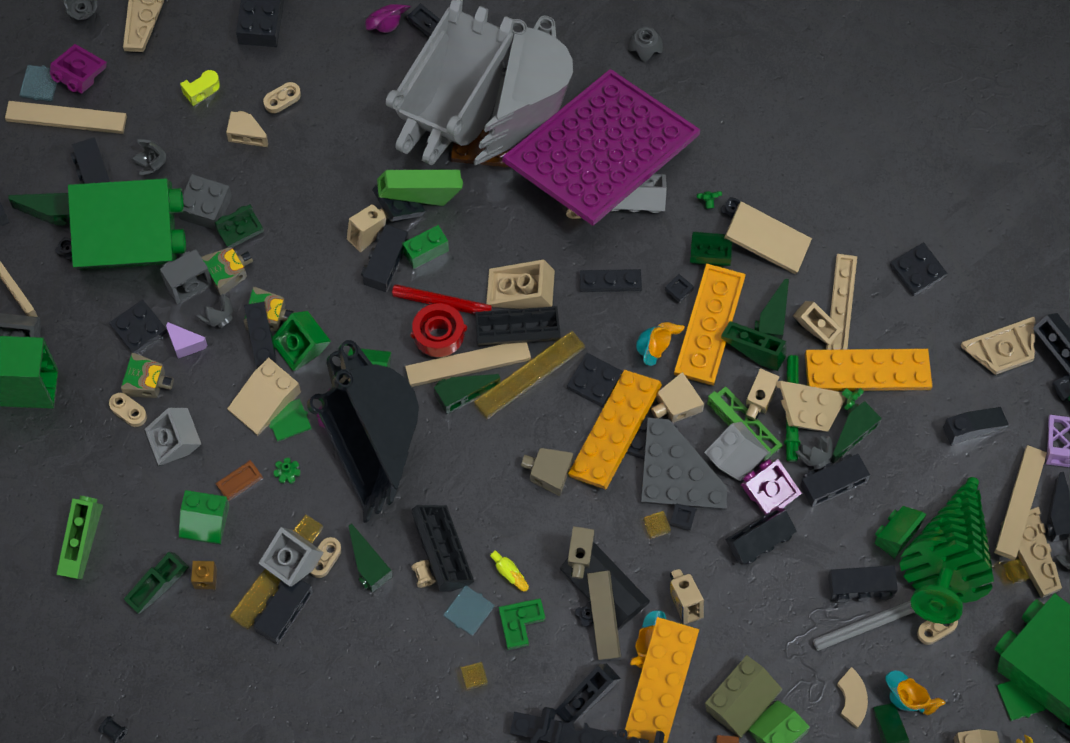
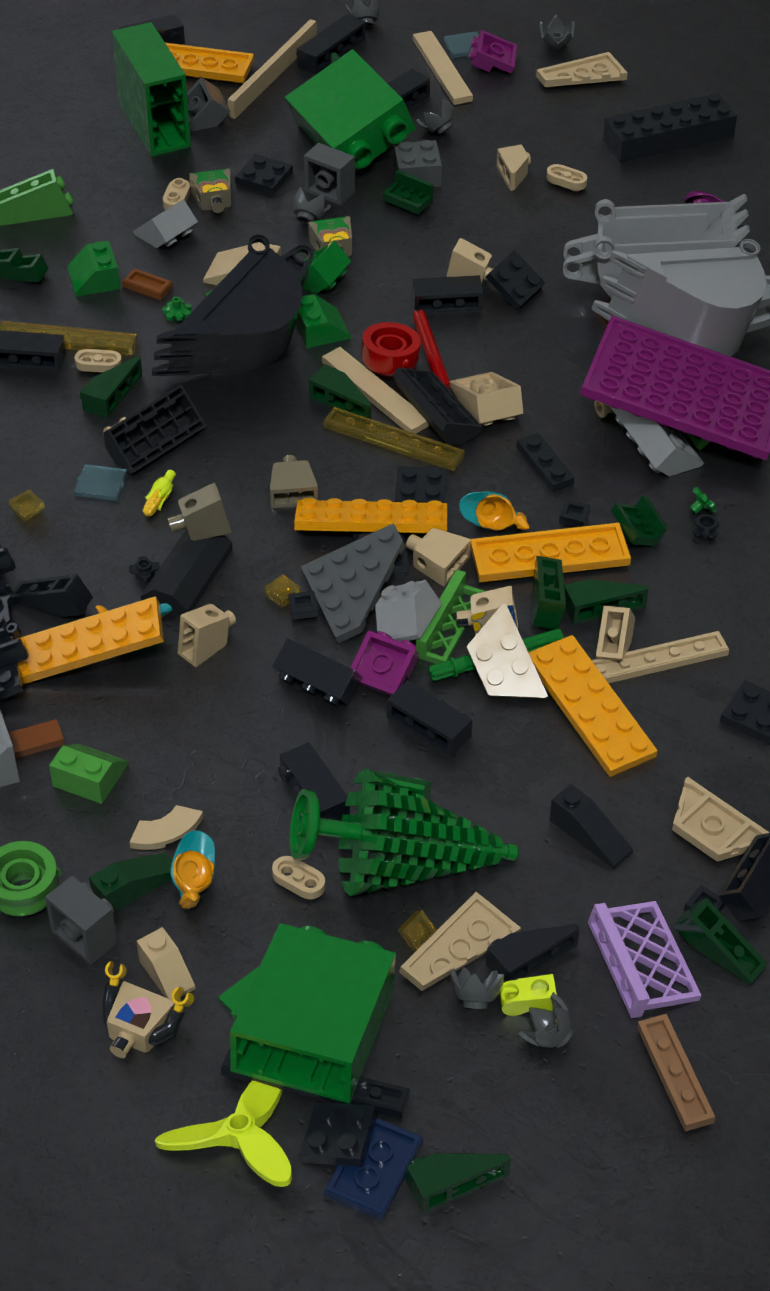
camera: 65 degrees right, 20 degrees down
(185, 341) = (264, 200): lavender slope -> none
(201, 87) = (535, 127): neon yellow leg -> none
(204, 575) = (33, 288): pearl gold brick -> none
(227, 268) = (358, 200): torso -> none
(260, 332) = (308, 231): black plate -> none
(290, 556) = (80, 326): light grey slope -> none
(420, 186) = (536, 277): bright green slope -> none
(425, 247) = (479, 315): green brick -> none
(514, 619) = (107, 513): green plate -> none
(604, 615) = (145, 572): dark tan tile -> none
(743, 696) = (111, 719): olive slope -> none
(768, 237) = (688, 560): tan tile -> none
(816, 456) = (451, 691): dark grey piece -> none
(852, 397) = (542, 698): green plant -> none
(859, 424) = (505, 715): dark green slope -> none
(863, 626) = (266, 811): light grey axle -> none
(1020, 503) = (509, 901): tan tile -> none

